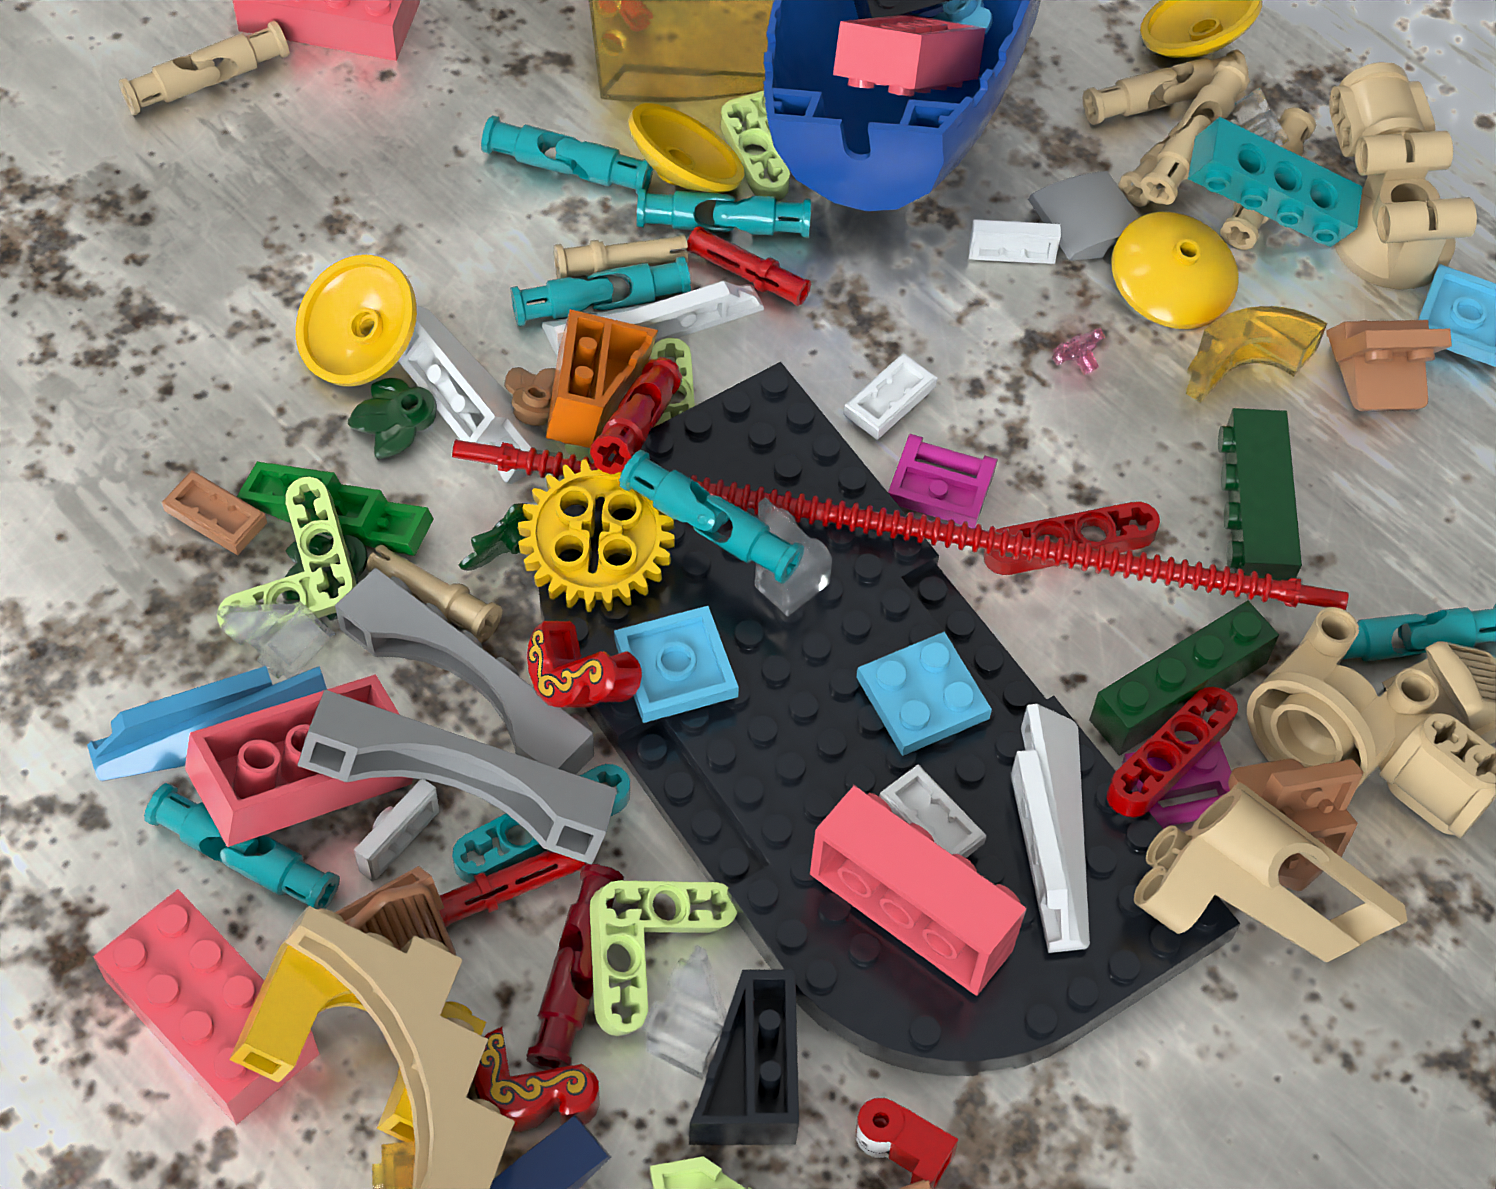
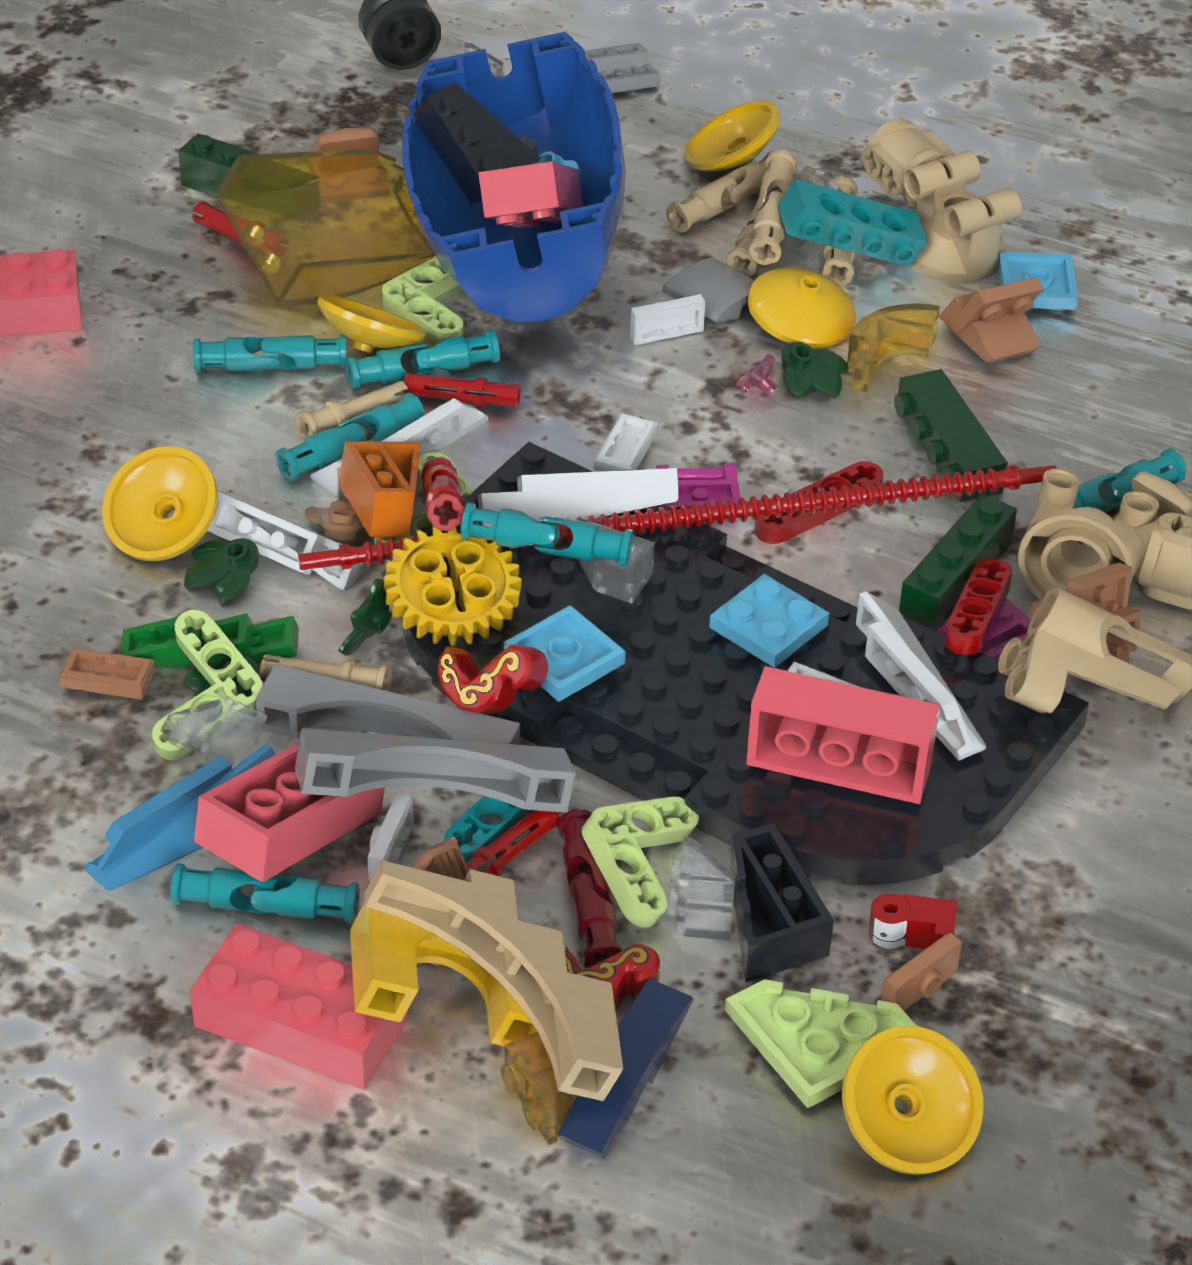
camera: 20 degrees left, 15 degrees down
(785, 460) = (585, 493): none -> white wedge
(1151, 361) = (812, 368): none -> dark green plate

